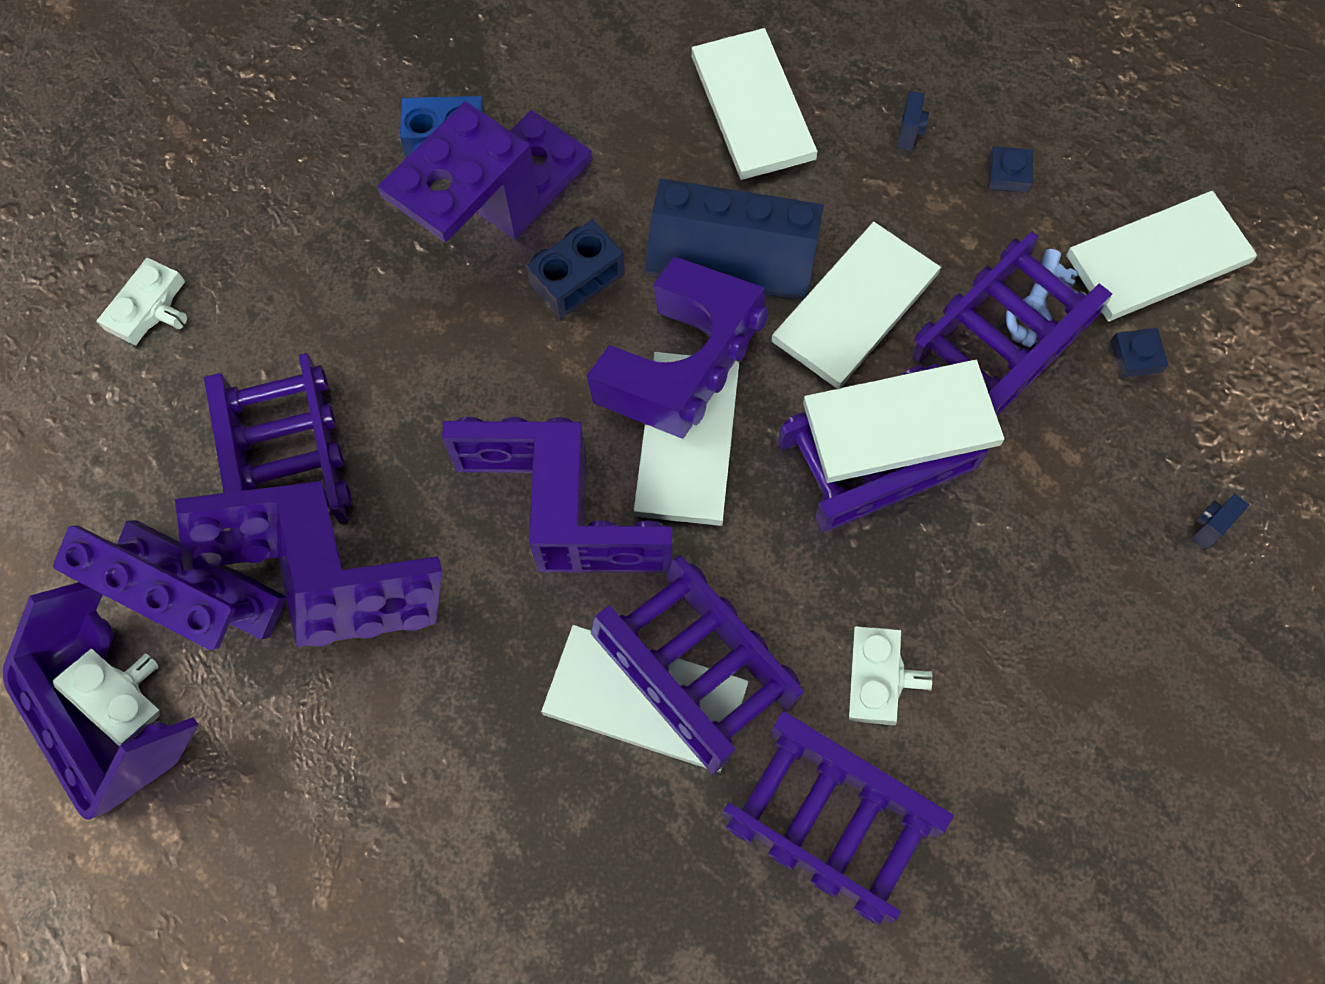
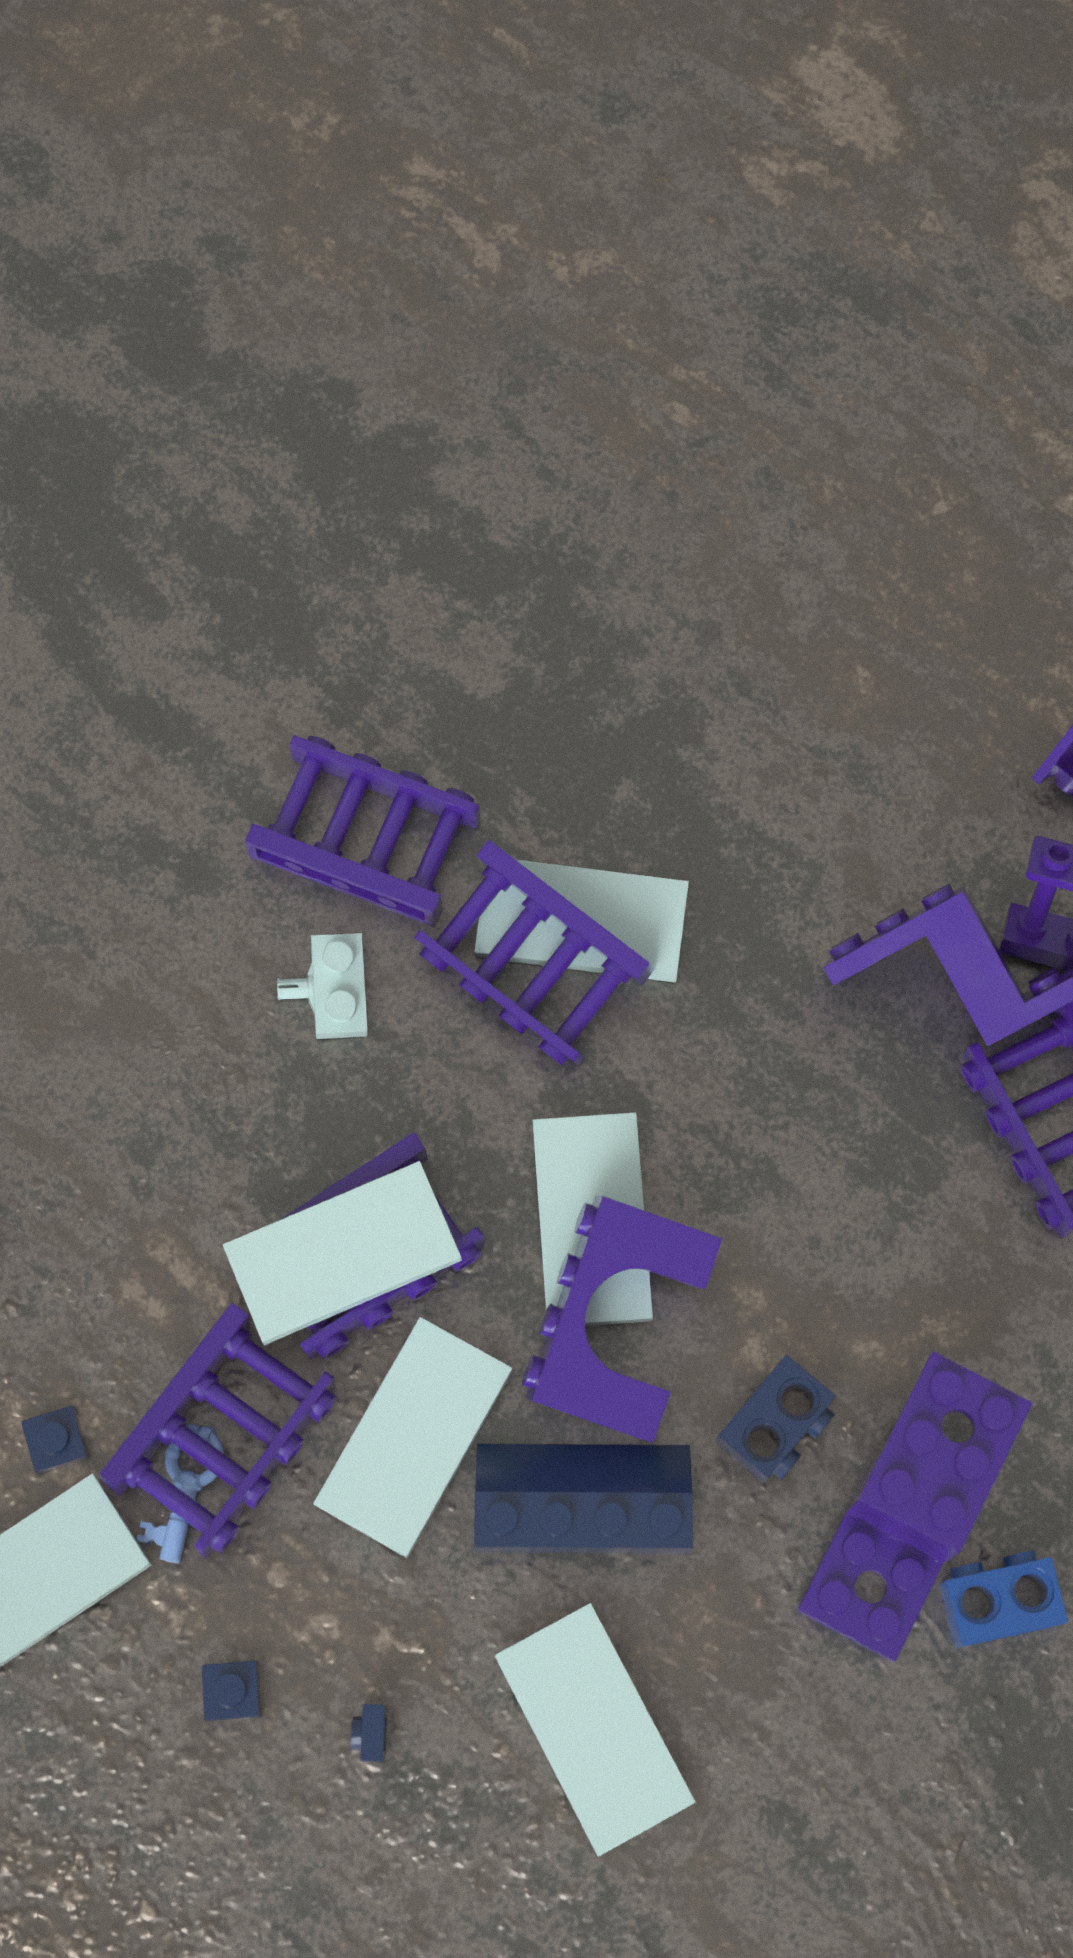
camera: 170 degrees right, 5 degrees up
(557, 462) = (722, 1101): dark purple bracket -> none

